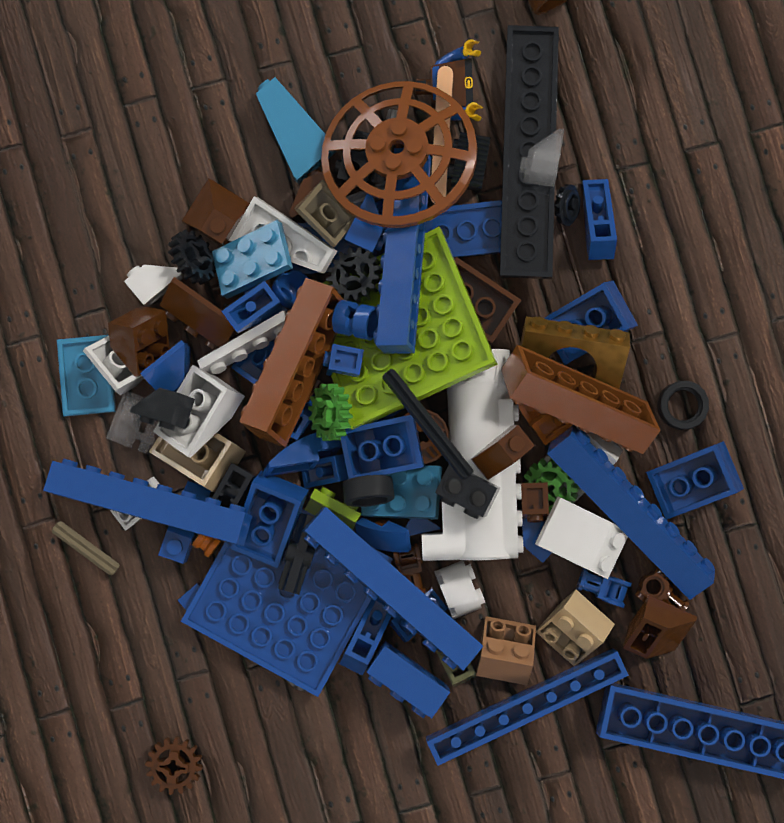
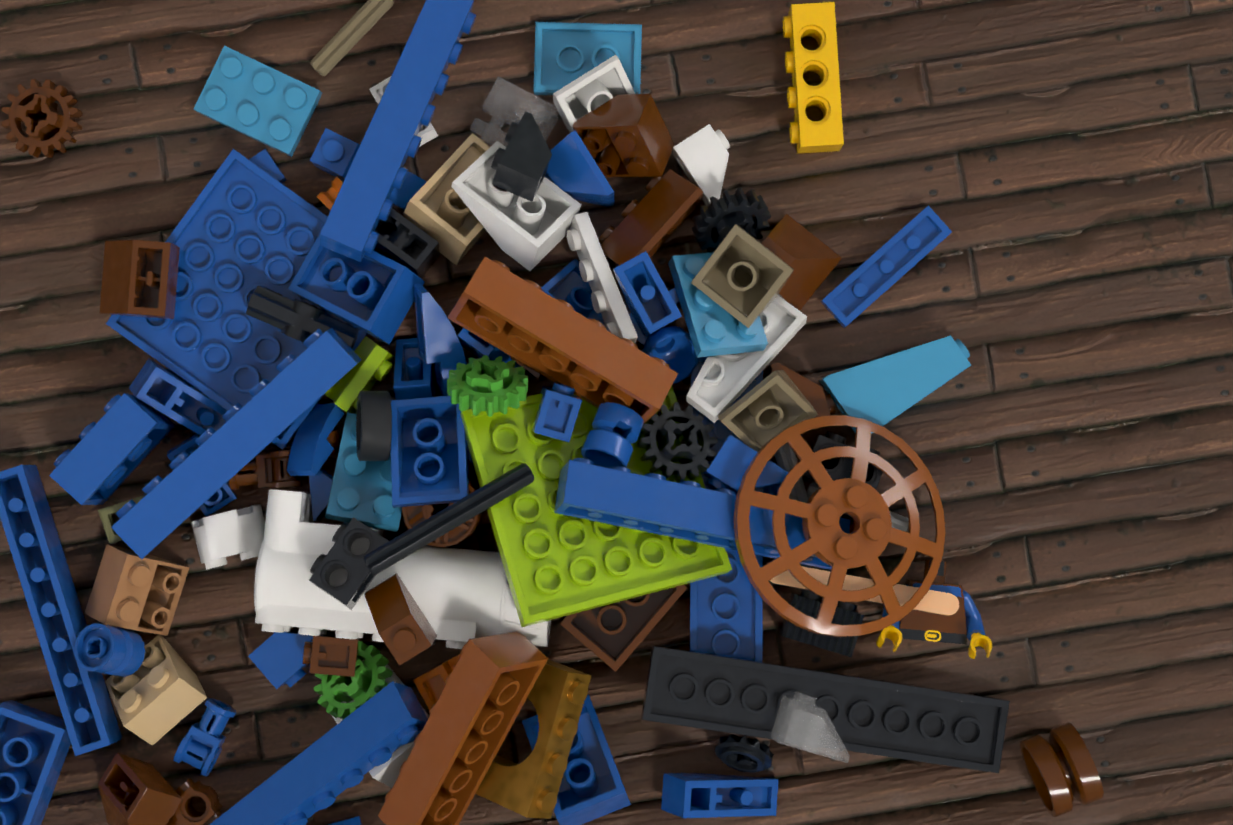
camera: 100 degrees right, 0 degrees up
(41, 211) = (818, 22): none -> yellow brick
(143, 610) = (258, 101): none -> dark azure plate
(211, 145) = (886, 266): none -> blue plate
(231, 242) = (742, 276): none -> dark tan slope
(283, 675) = (139, 278): none -> reddish brown slope
(550, 661) = (109, 650): none -> blue wheel
(582, 537) = (273, 715): white slope -> none

